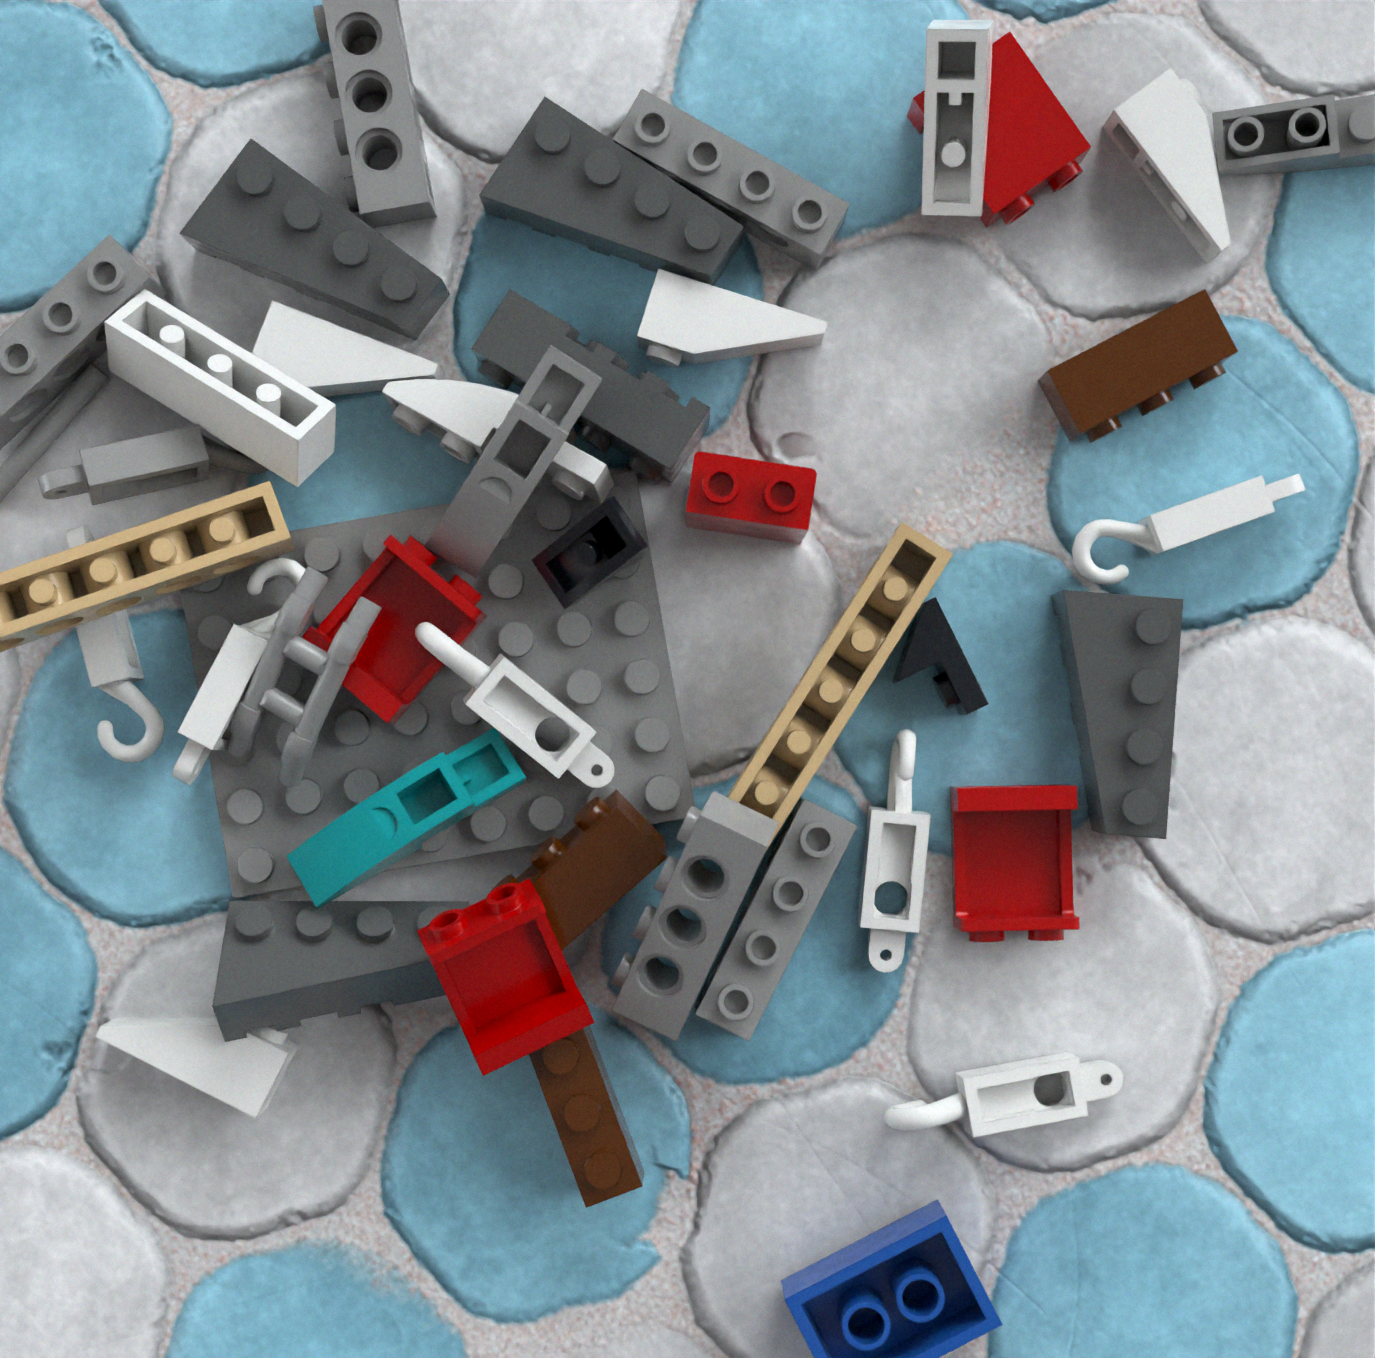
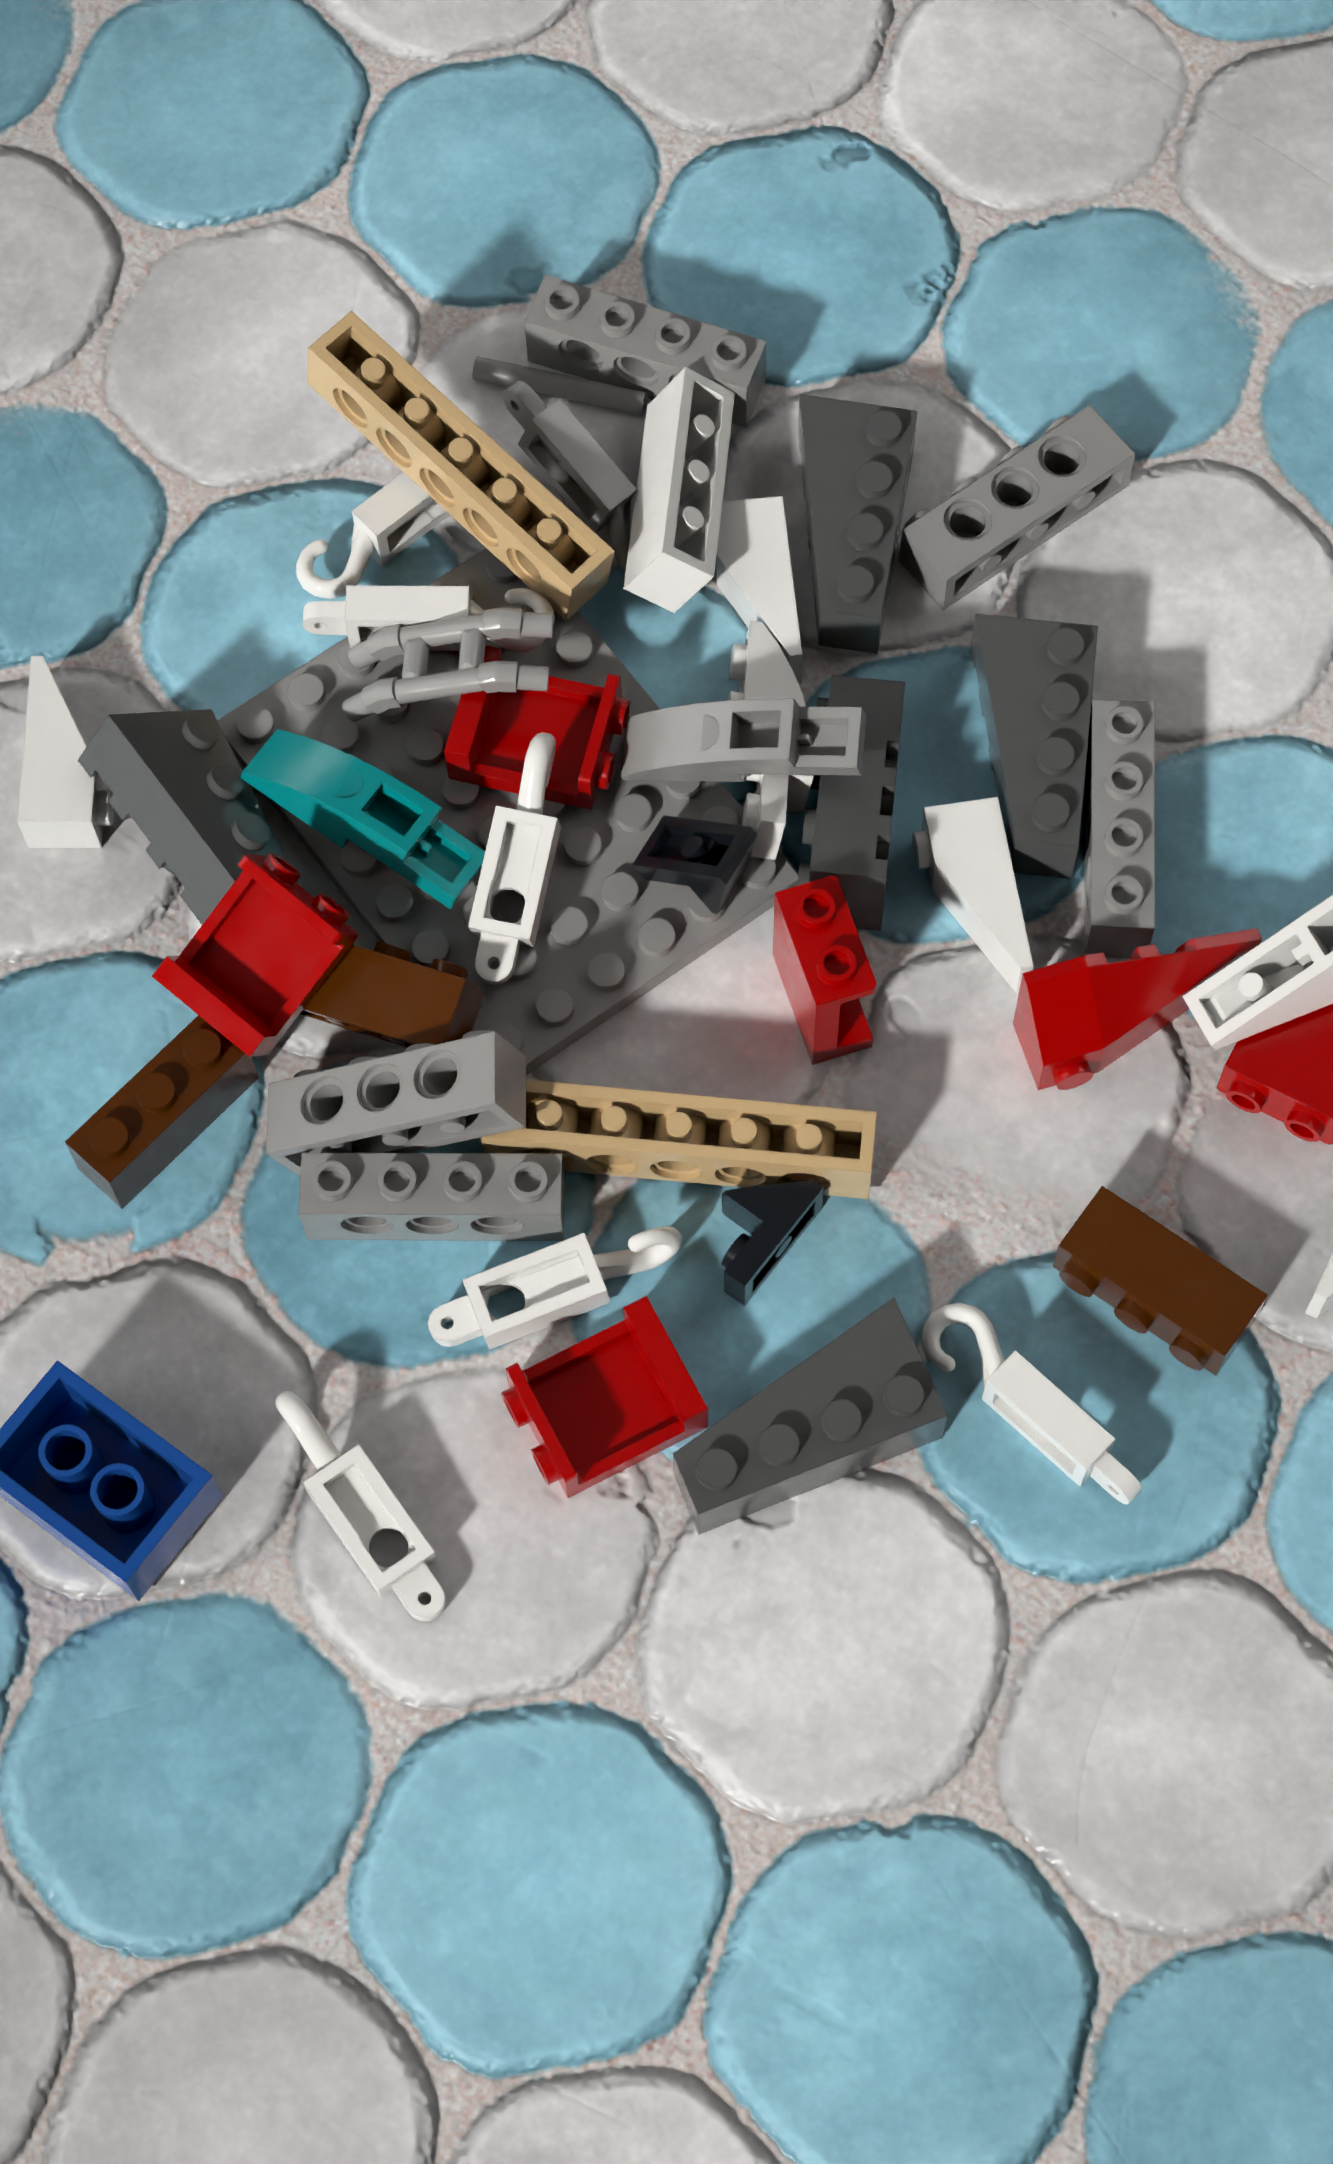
camera: 65 degrees right, 20 degrees down
(892, 288) = (1092, 1012): none -> red wedge

